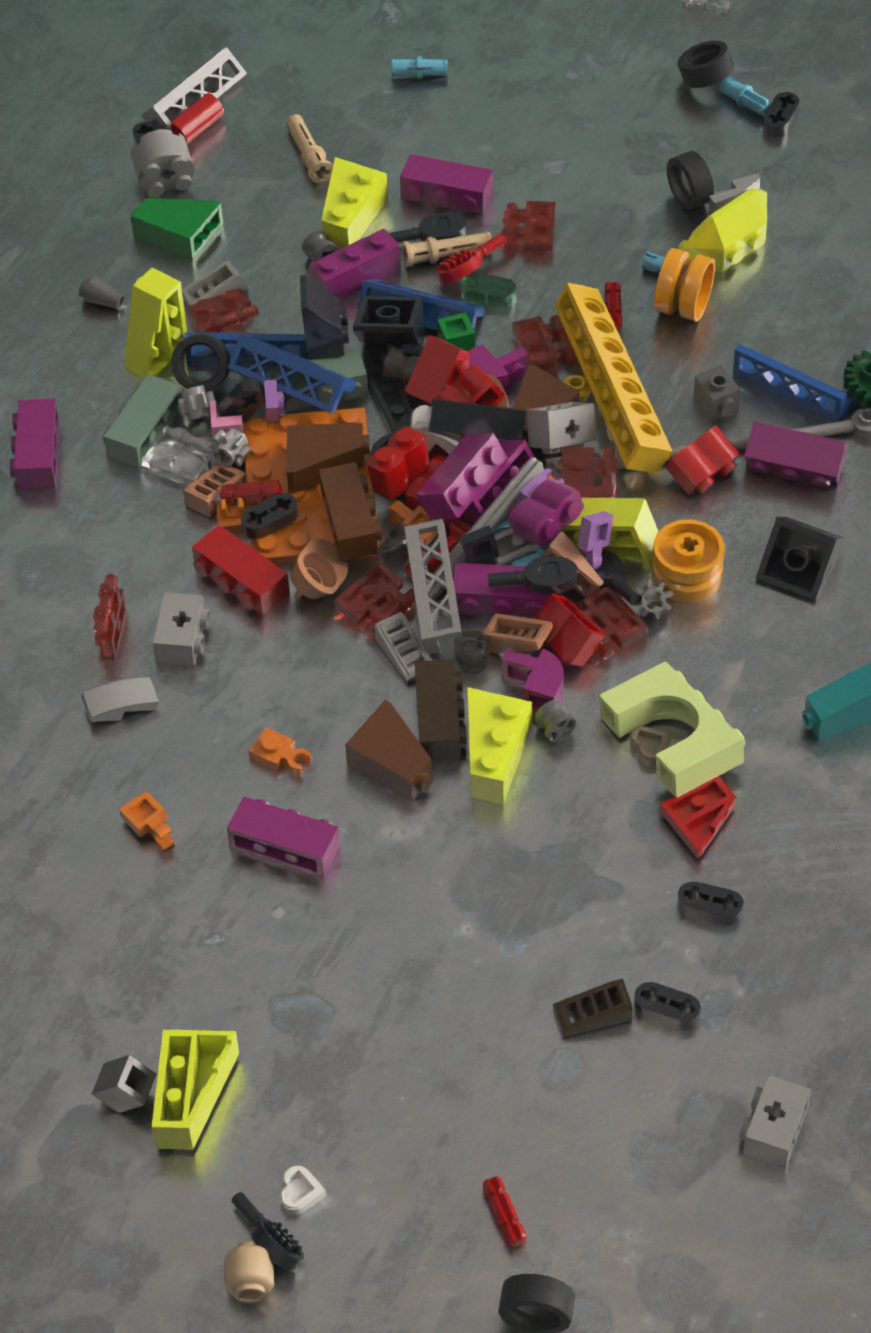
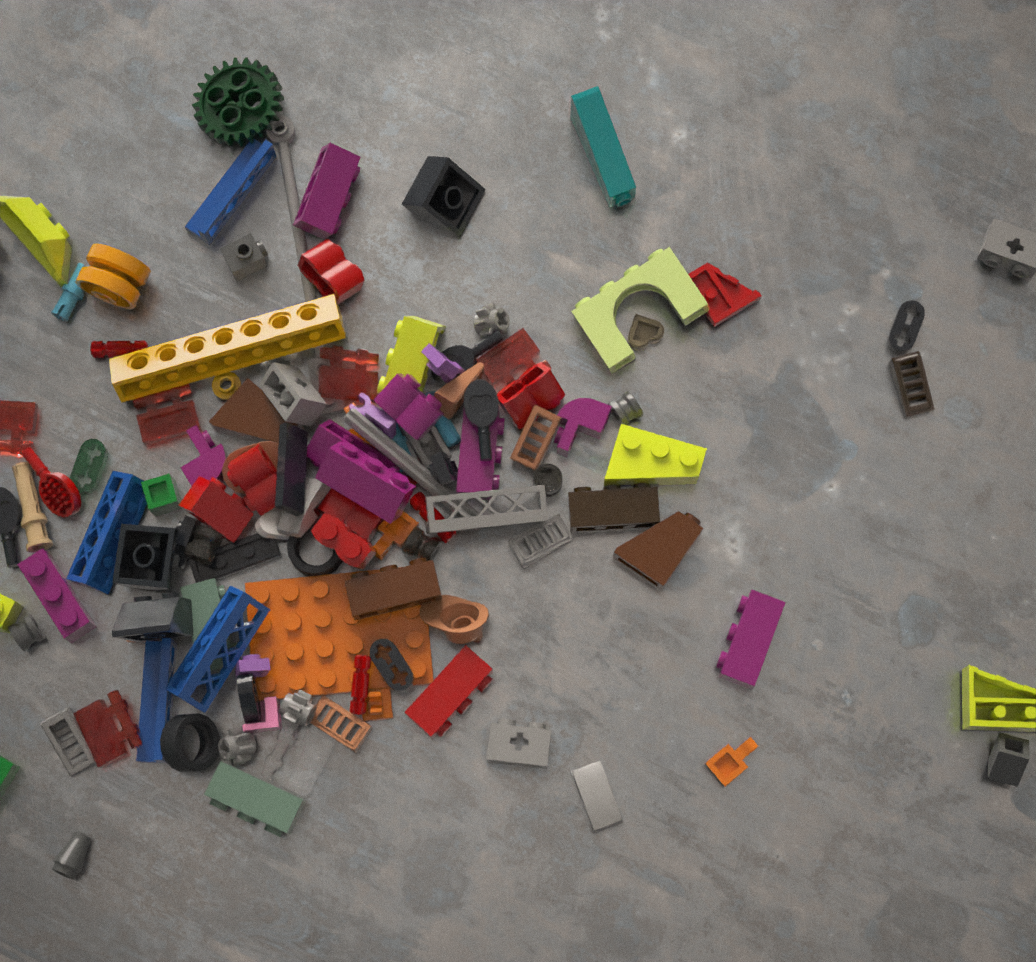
camera: 90 degrees left, 25 degrees up
(35, 444) = (281, 905): magenta brick -> none
(109, 617) = (499, 809): clear red plate -> none
(154, 324) = (141, 787): neon yellow wedge -> none
(276, 750) = (651, 652): orange plate -> none
(322, 447) = (318, 618): reddish brown slope -> none
(369, 593) = (479, 574): clear red plate -> none
(688, 559) = (447, 273): light orange wheel -> none
(710, 903) = (812, 291): black beam -> none

